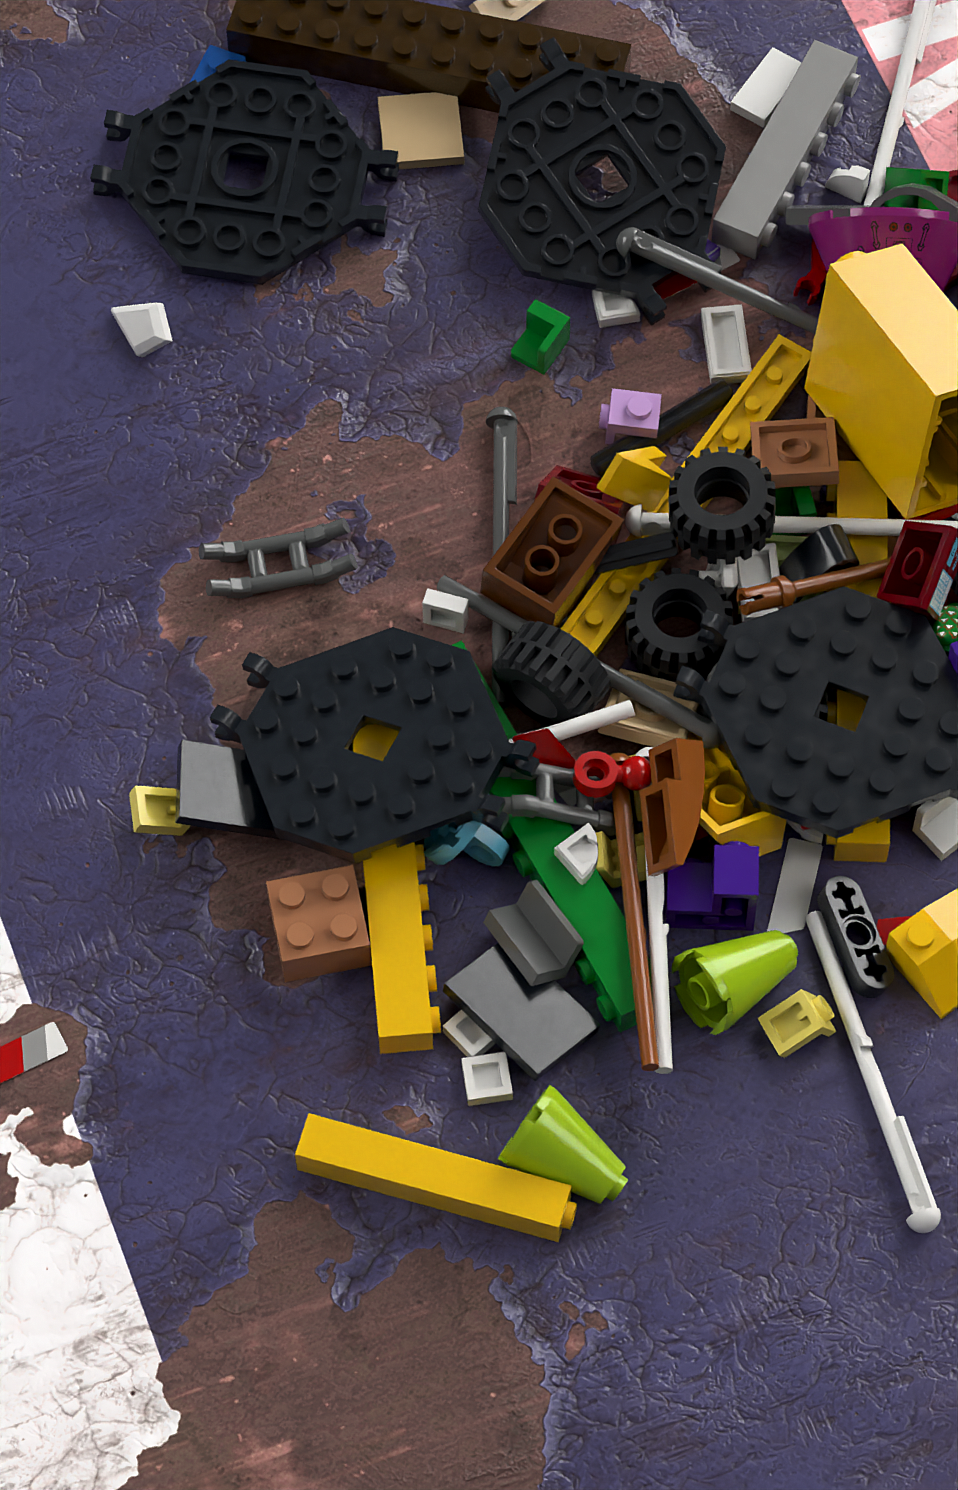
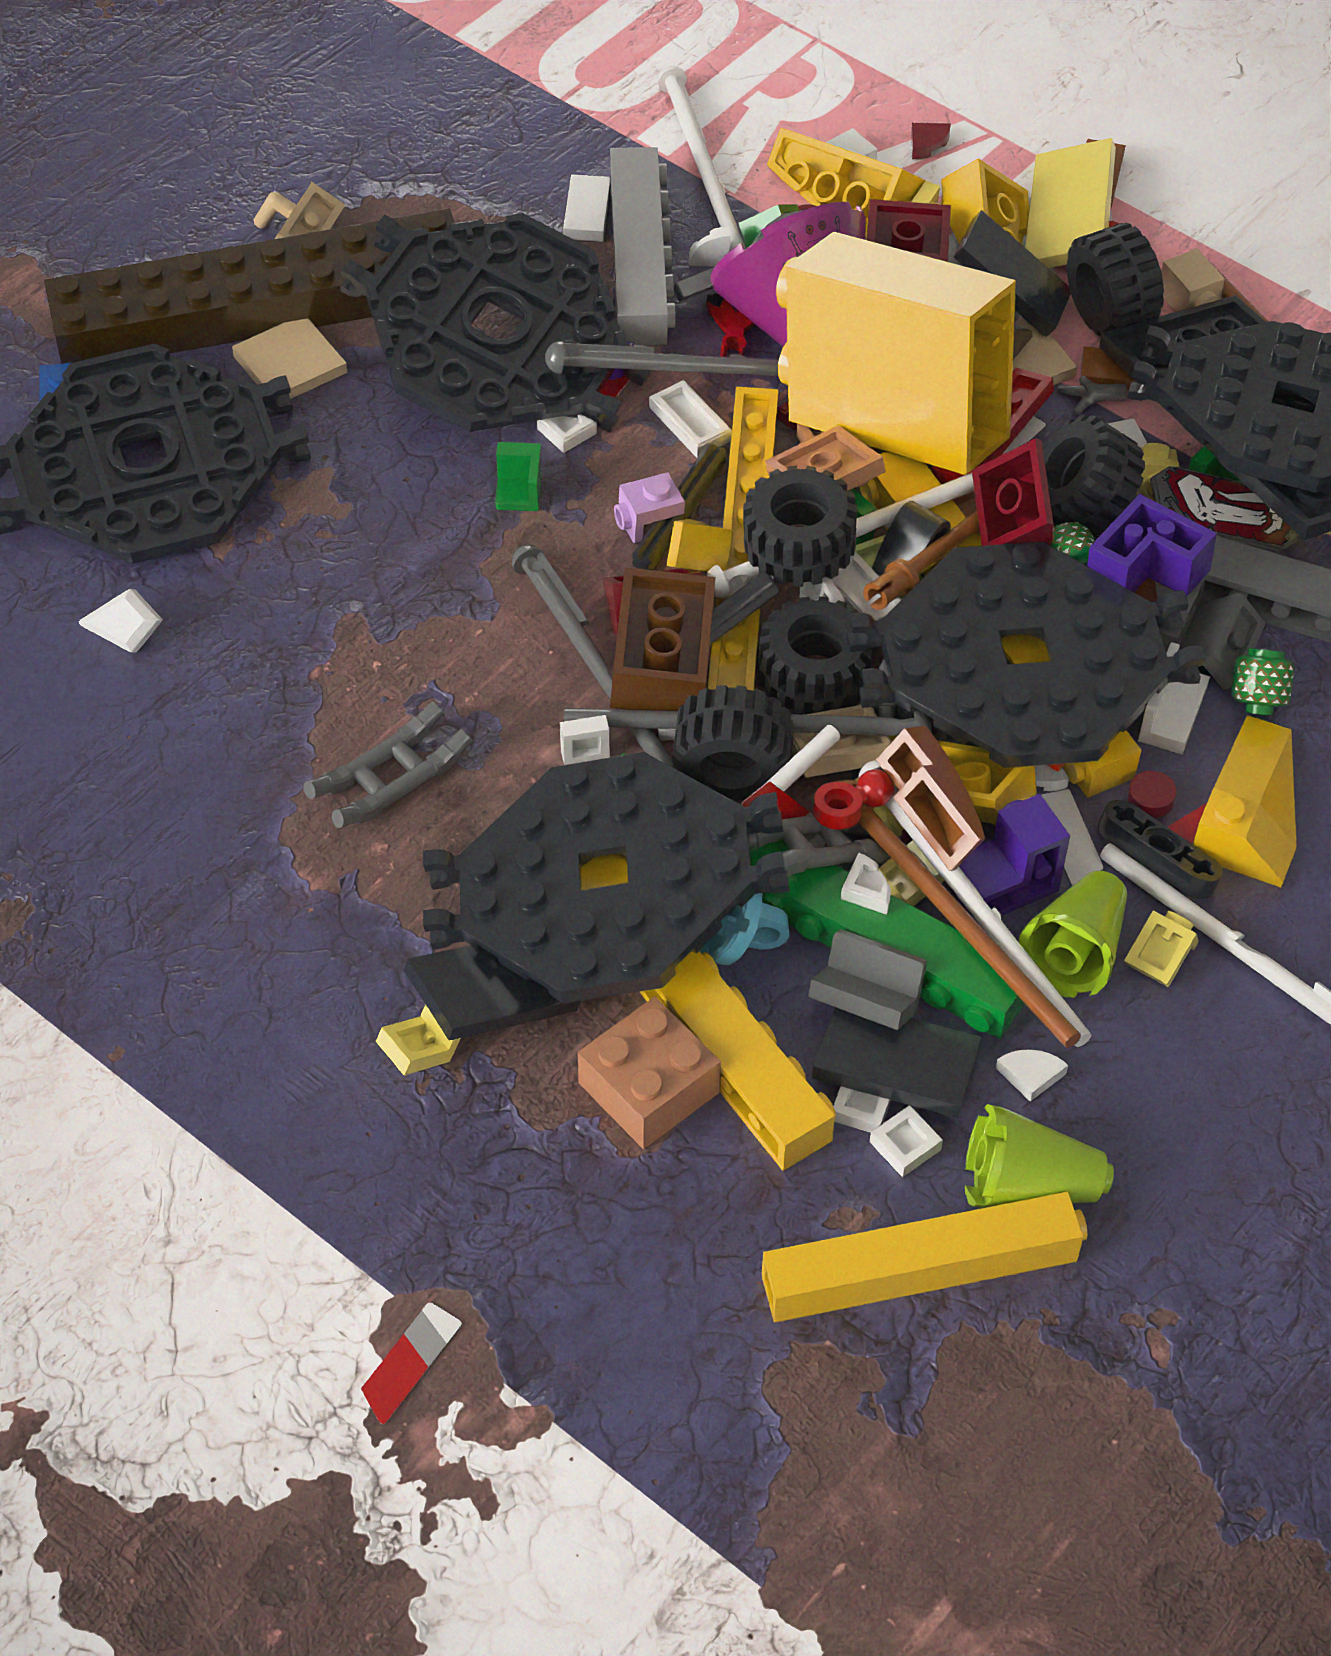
camera: 30 degrees left, 10 degrees down
(623, 1072) = (1031, 1071): none -> white tile
(886, 884) = (1152, 792): none -> dark red tile

